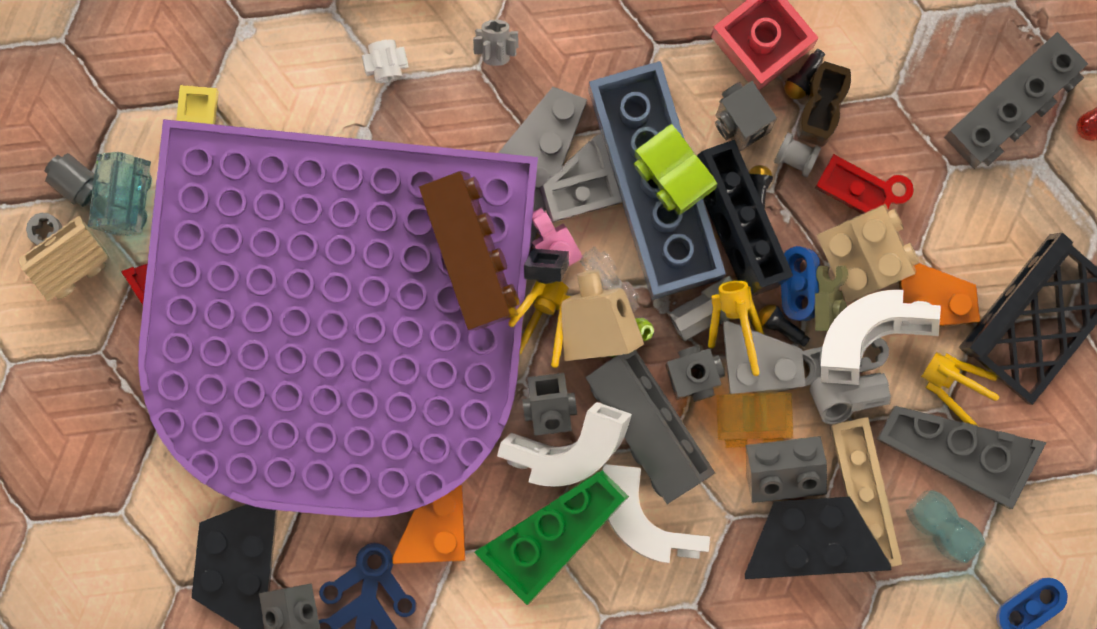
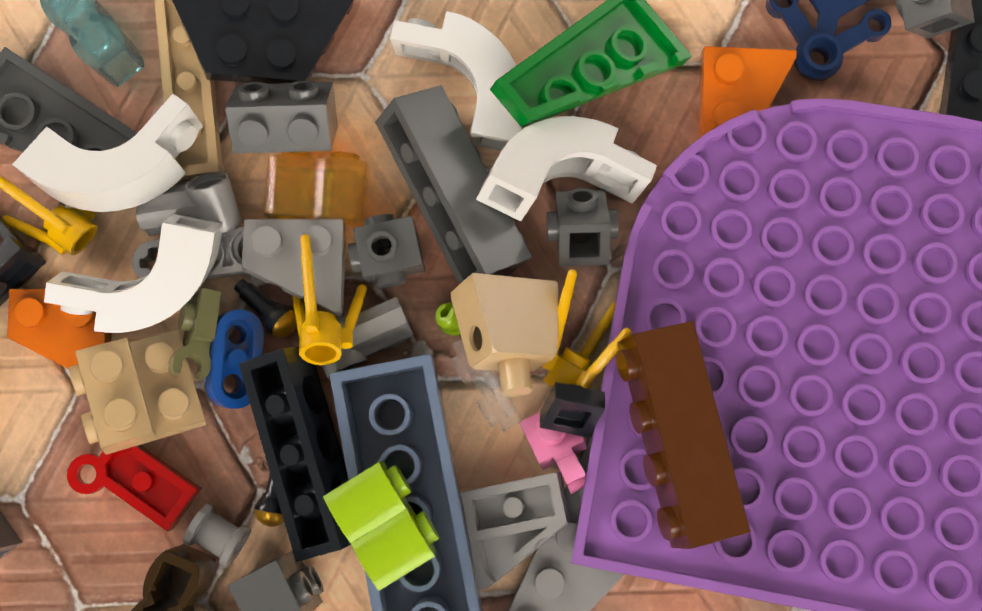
camera: 170 degrees left, 0 degrees up
(903, 405) = (115, 176): none -> white arch

